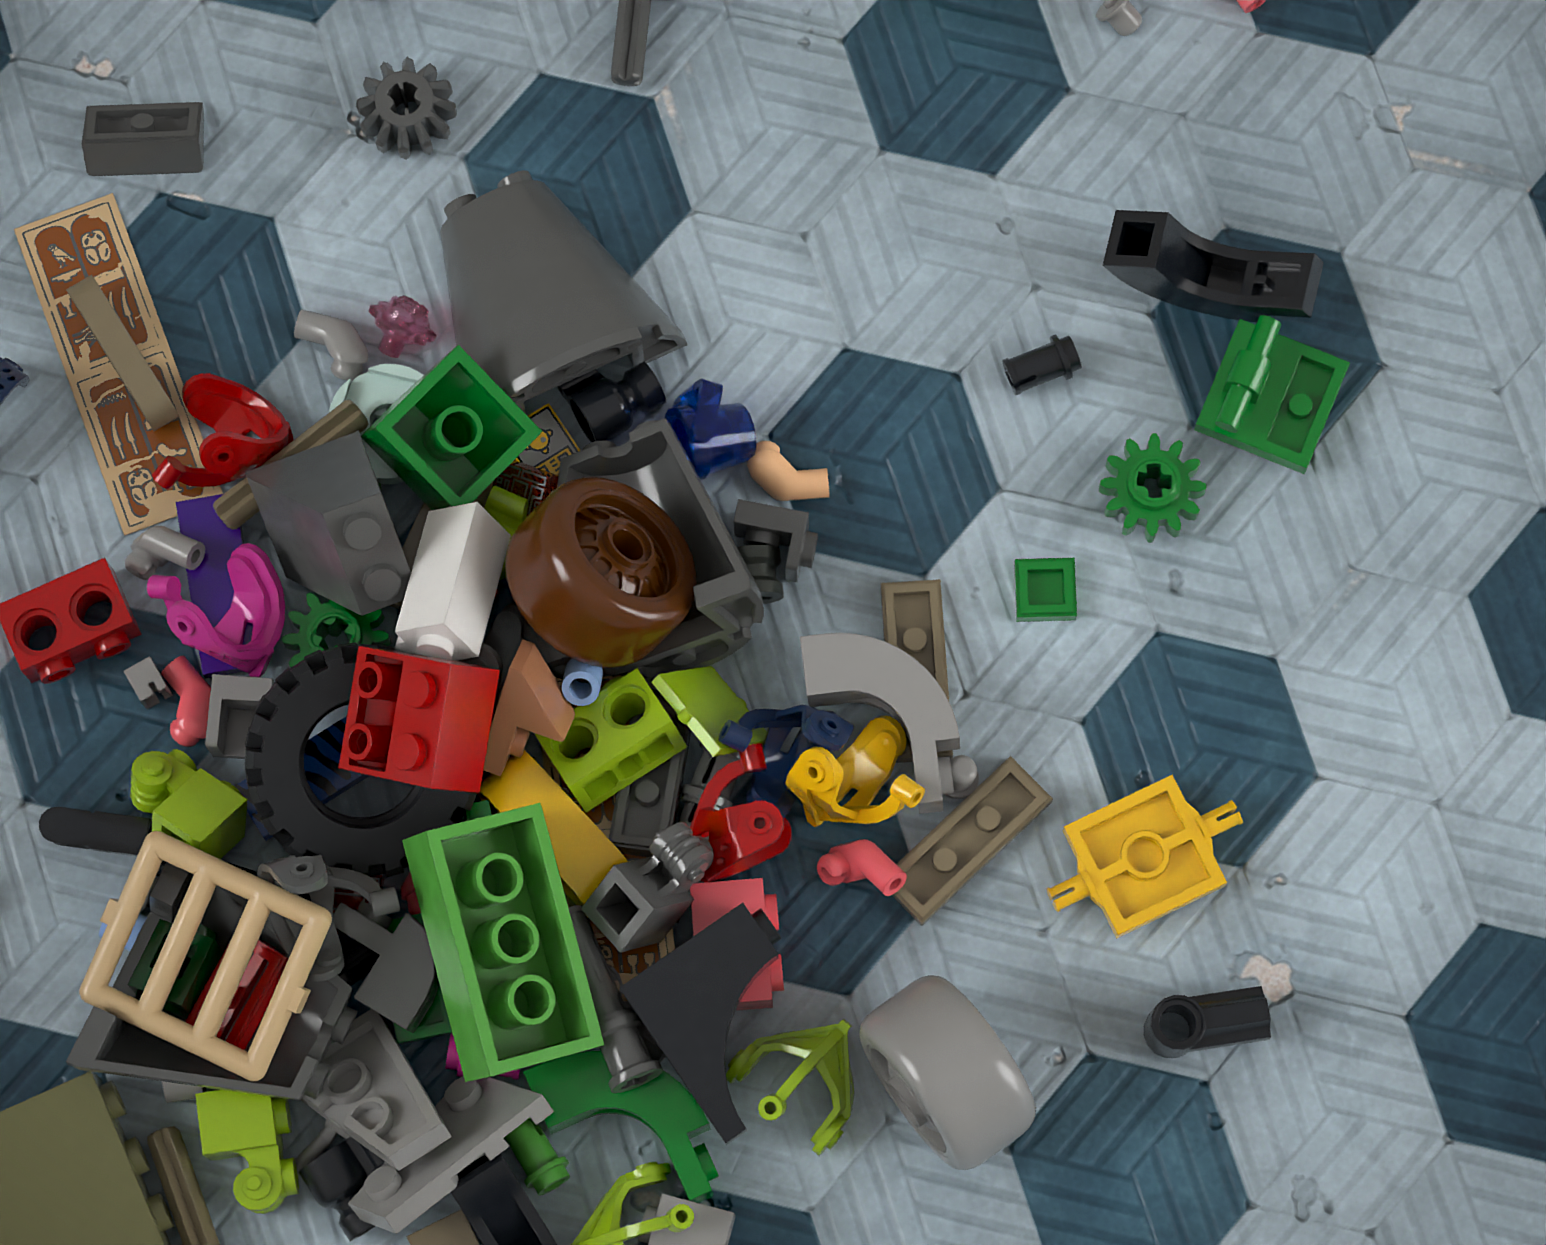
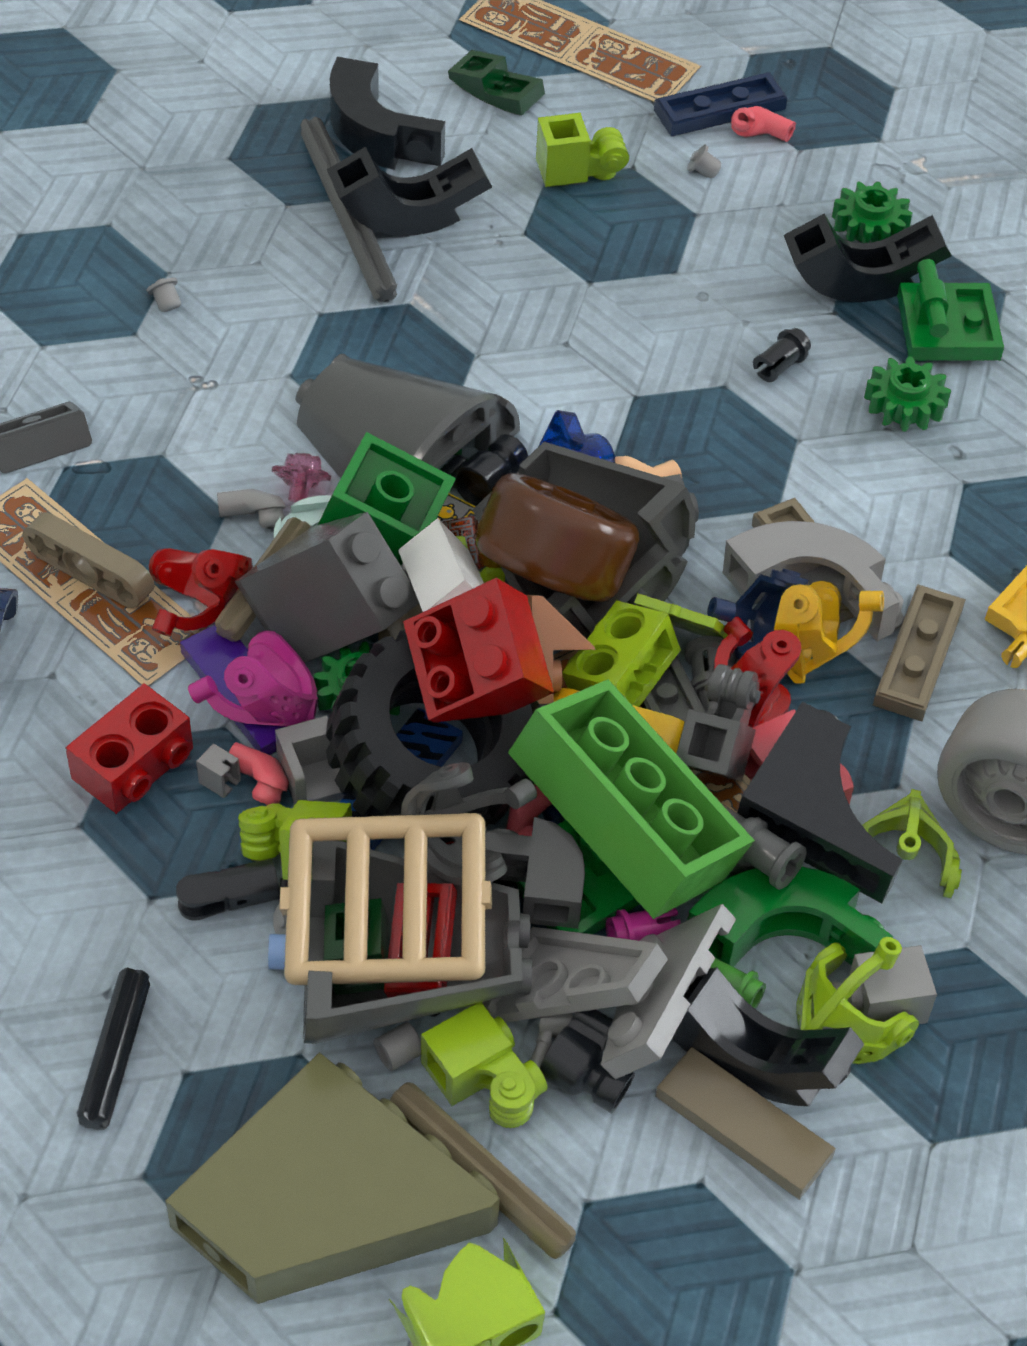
camera: 30 degrees left, 25 degrees down
(158, 547) = (184, 670): light grey arm -> none
(405, 87) = (234, 350): dark grey gear -> none
(577, 692) = (591, 616): light blue piece -> none
(860, 861) = (854, 685): coral arm -> none
(1045, 589) = (871, 482): green tile -> none
(1292, 186) = (870, 213): none -> green gear

